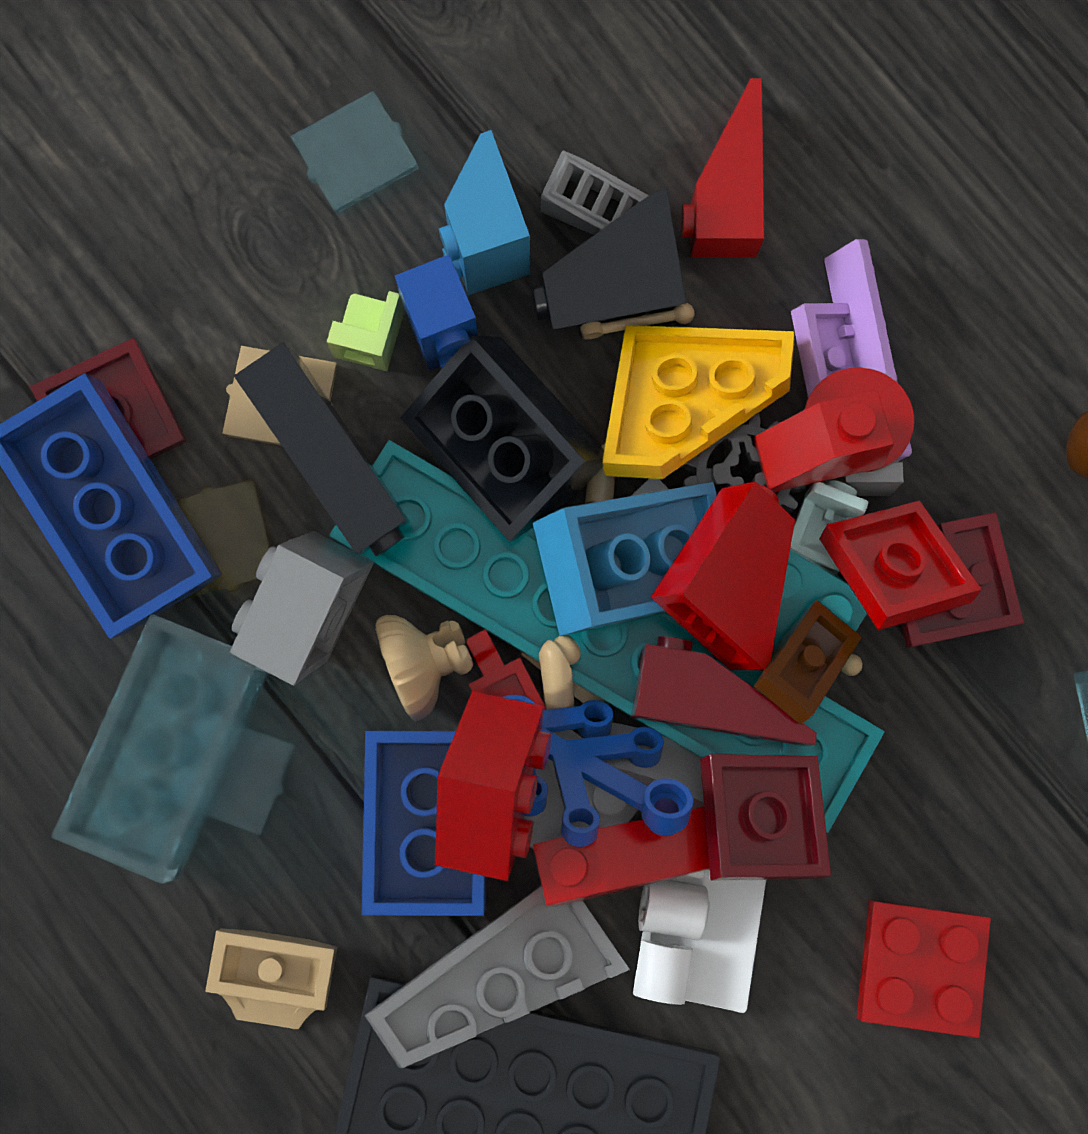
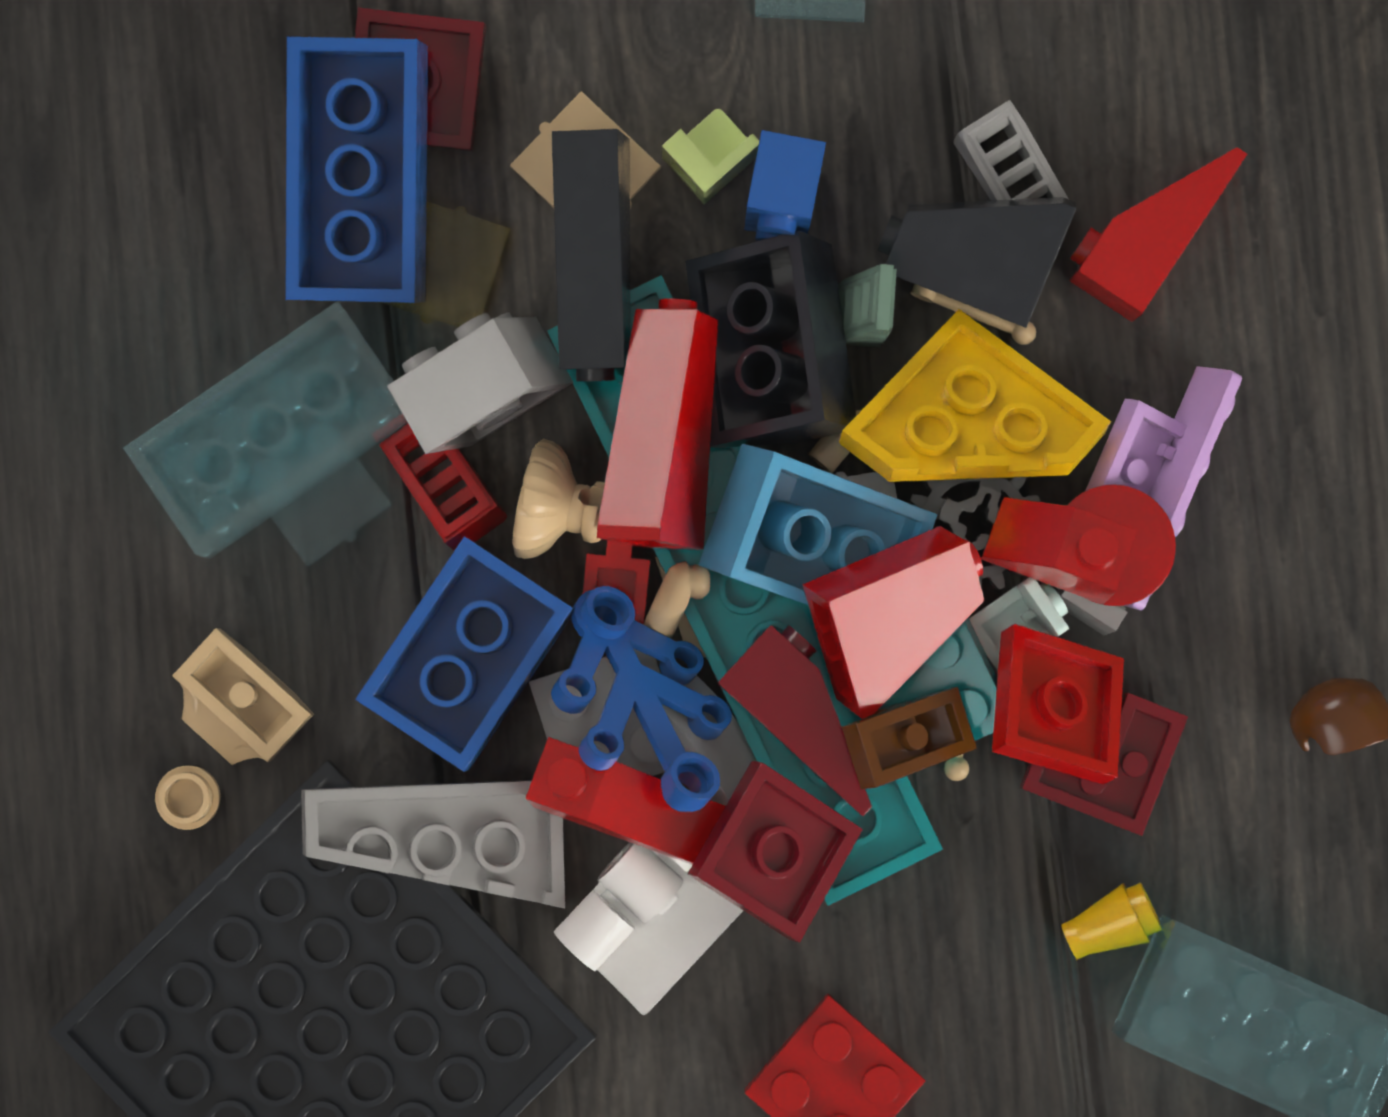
camera: 35 degrees right, 5 degrees up
(279, 1079) = (187, 797): none -> tan plate
(366, 717) = (471, 524): none -> red slope
(466, 552) = (662, 431): none -> slope
(485, 222) = (884, 125): dark azure slope -> none
(490, 786) = (543, 659): red brick -> none
(560, 360) = (868, 305): none -> sand green slope
(1046, 702) = (1114, 922): none -> yellow cone

